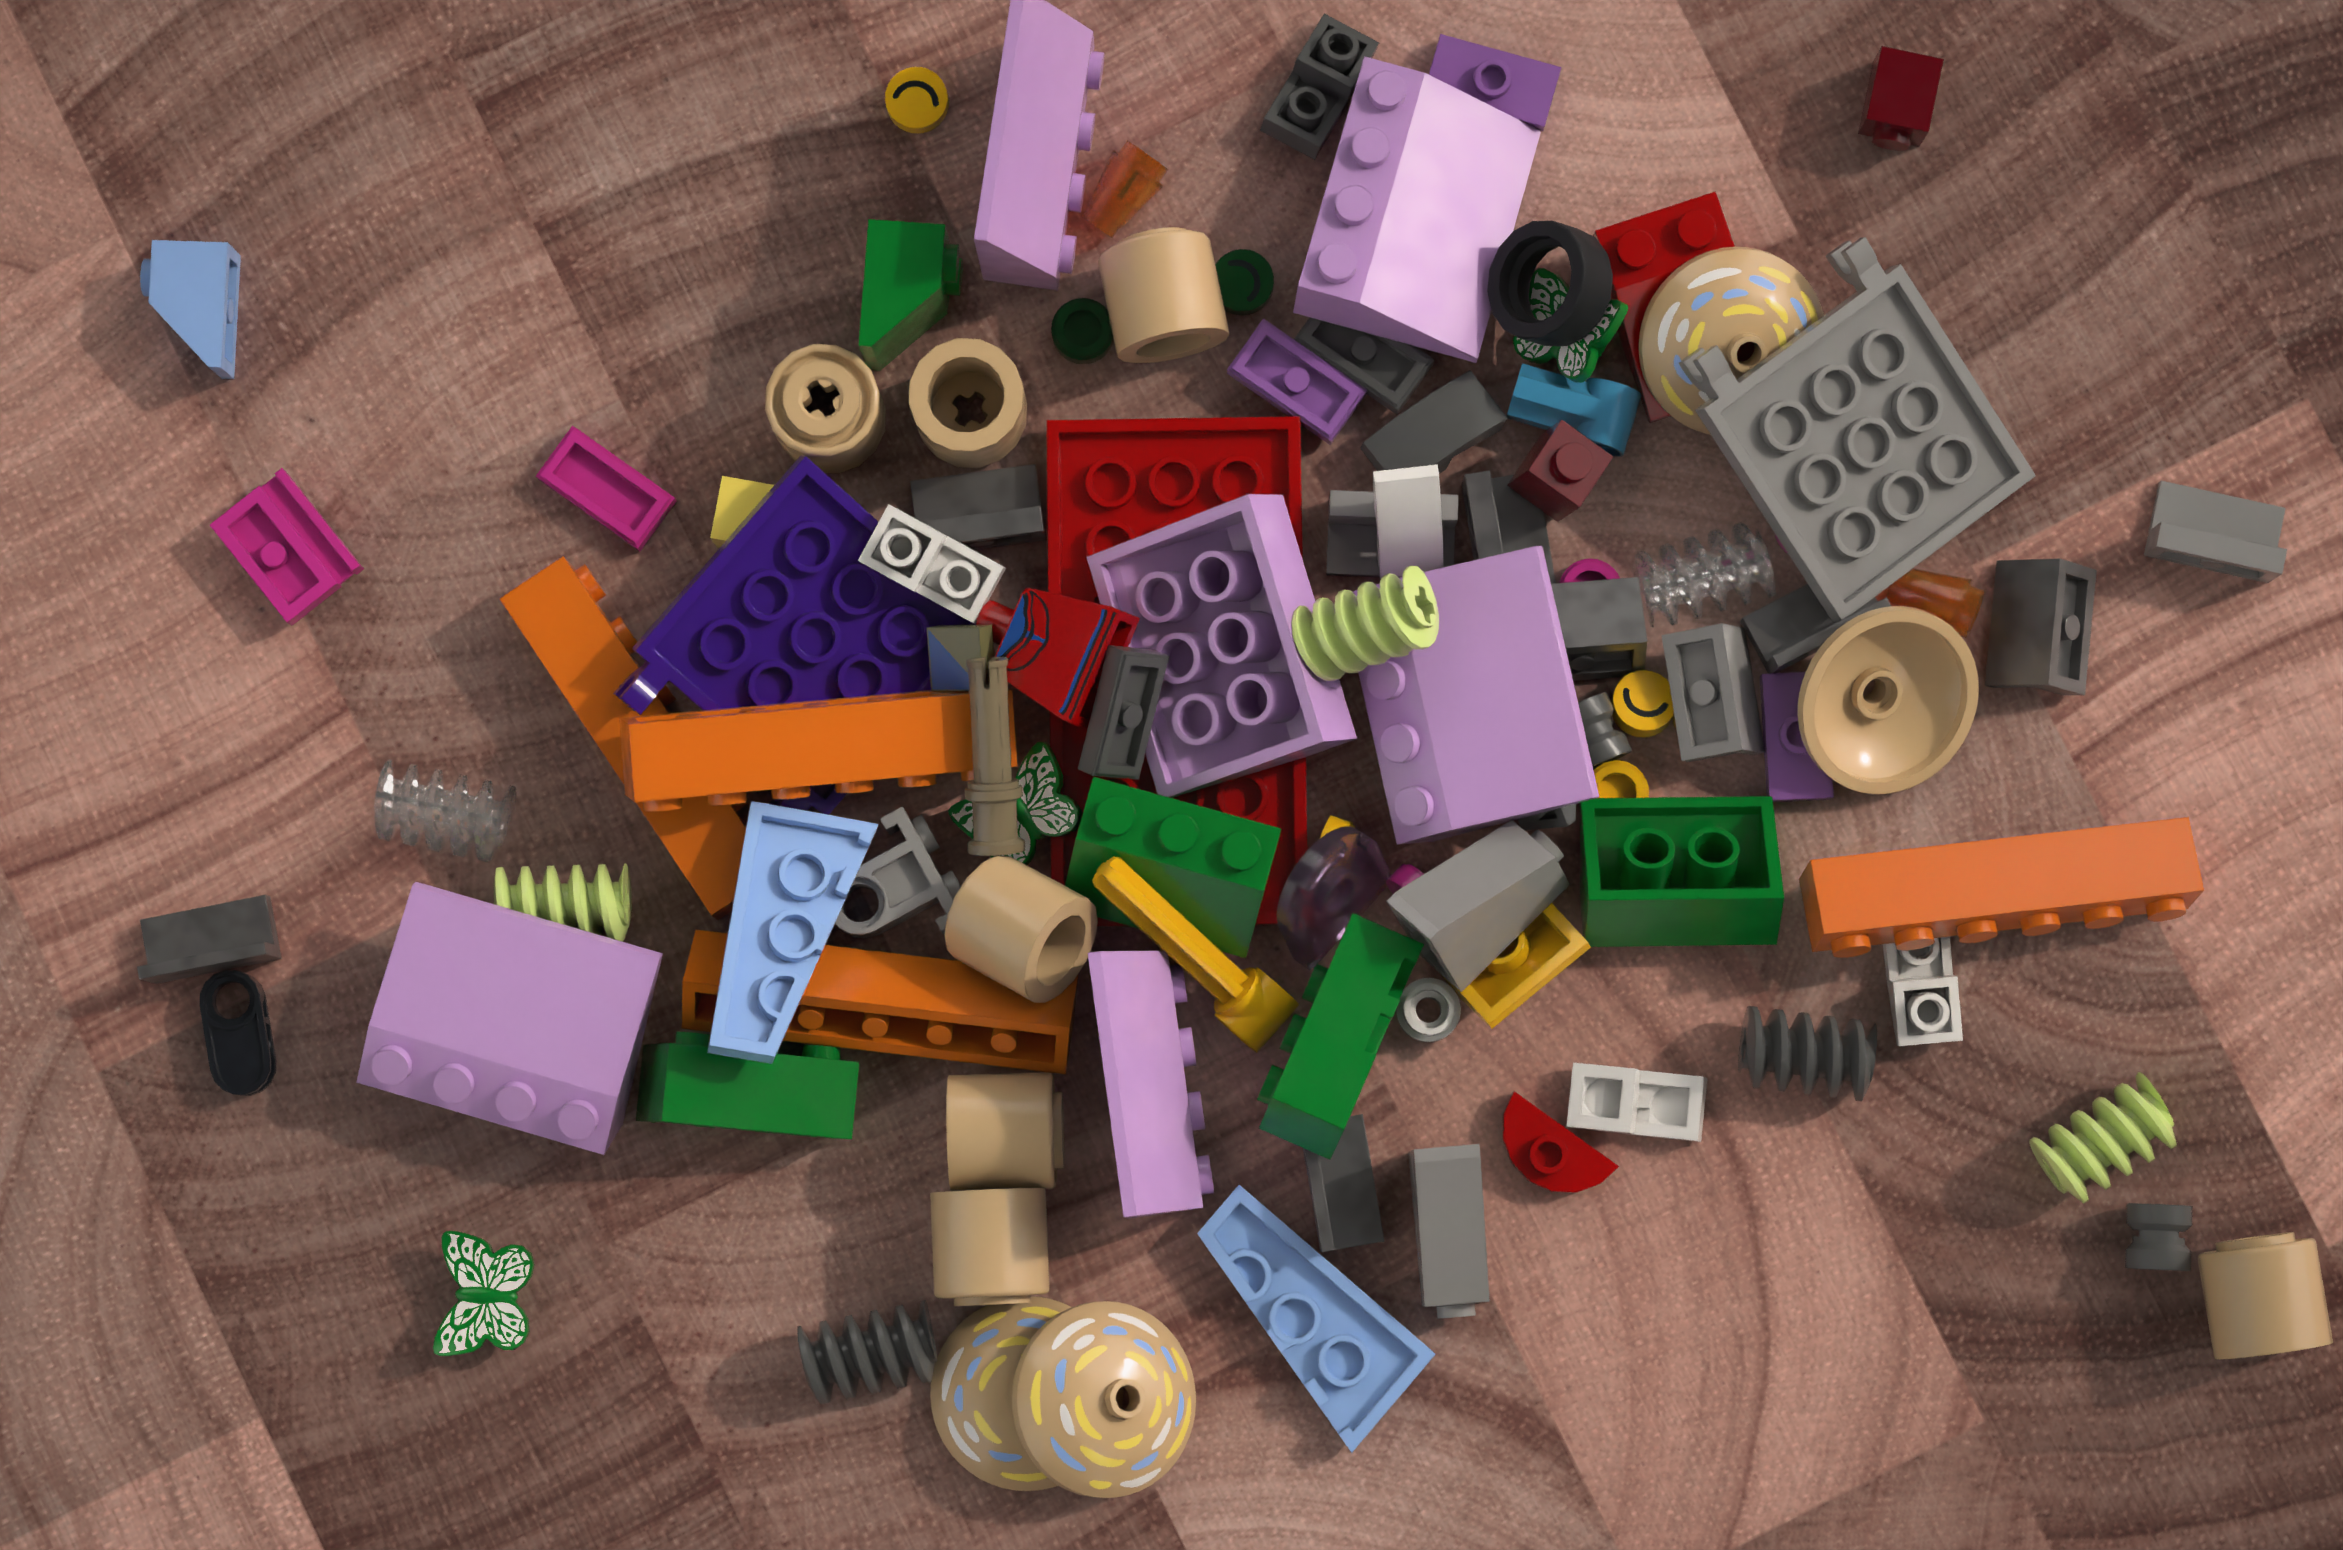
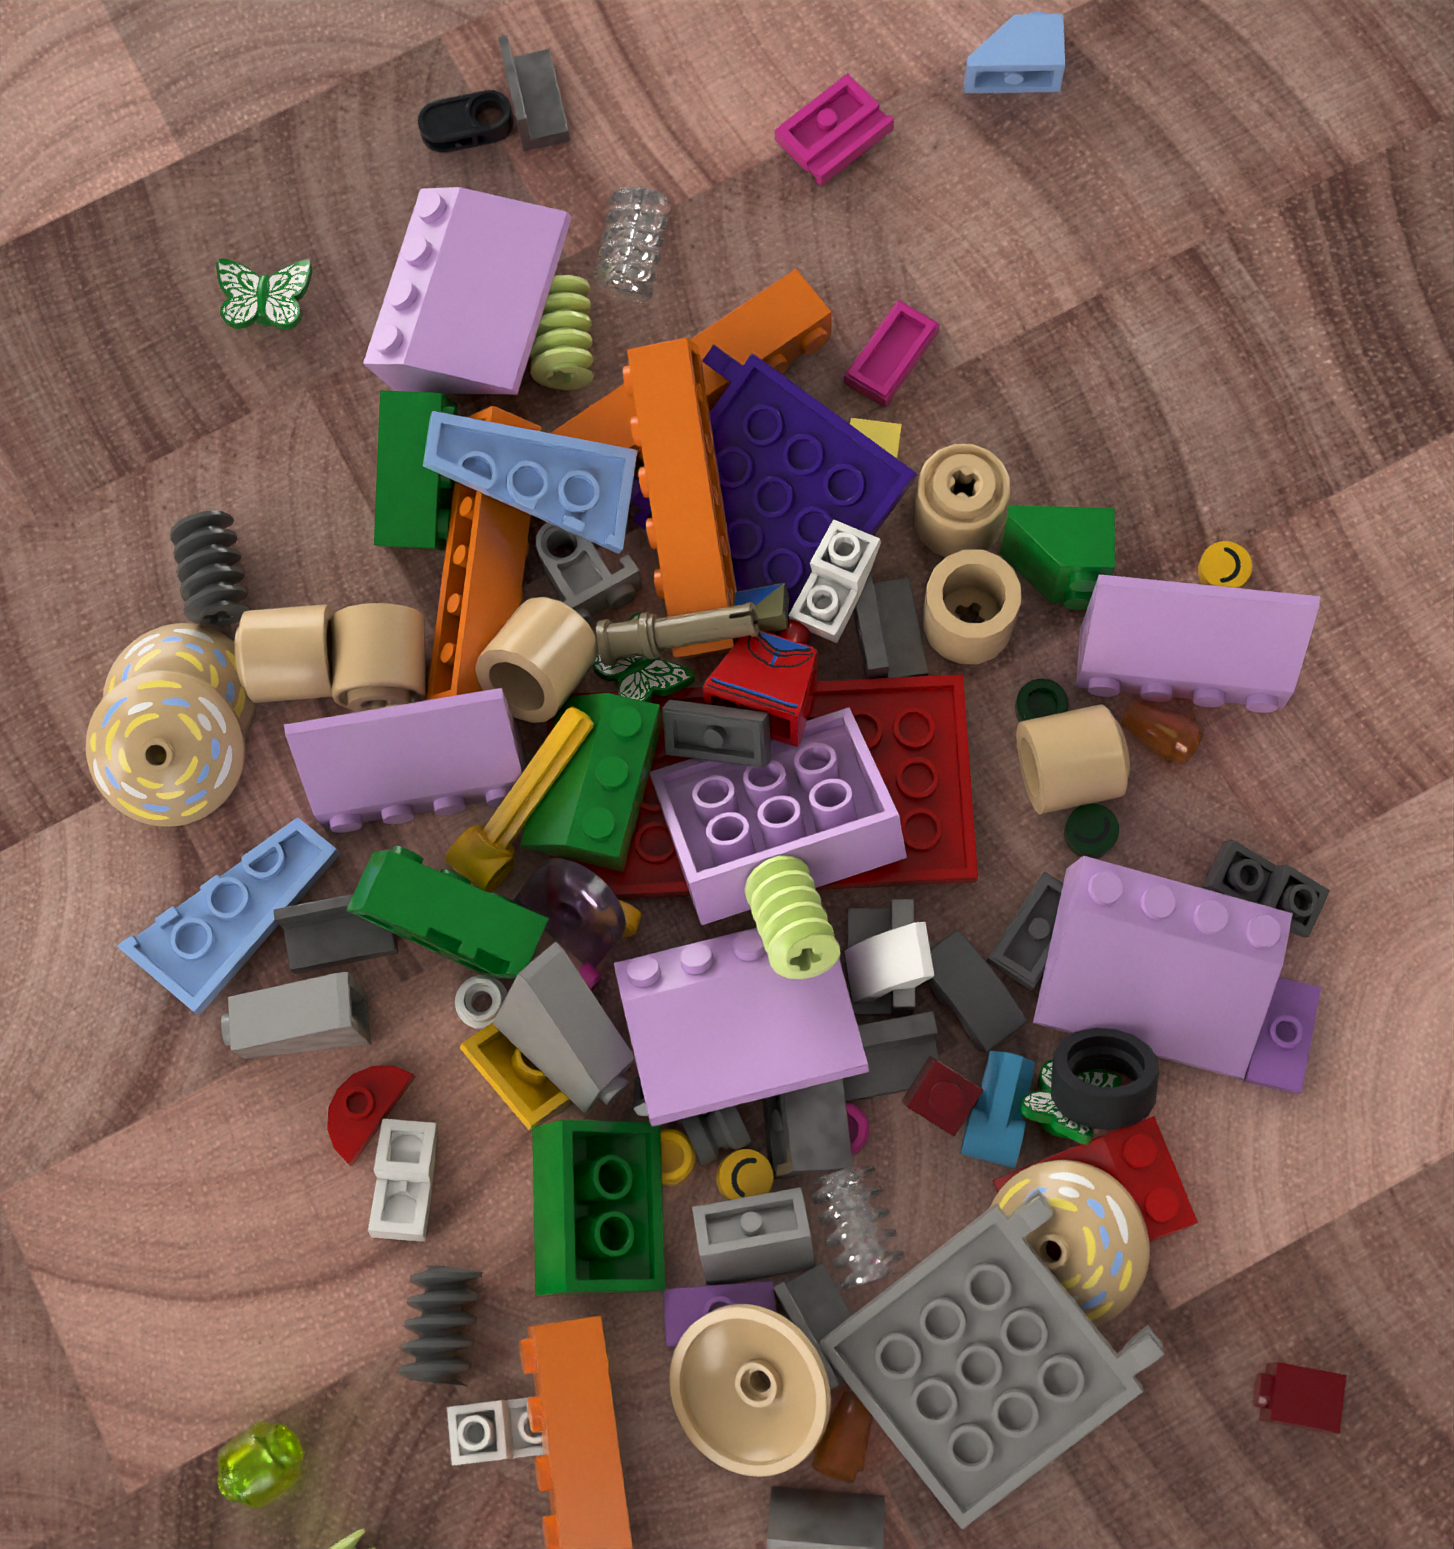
camera: 90 degrees right, 10 degrees down
(1296, 381) = (1008, 876): medium lavender plate -> none
(1959, 1260) = (259, 1464): none -> clear neon green head

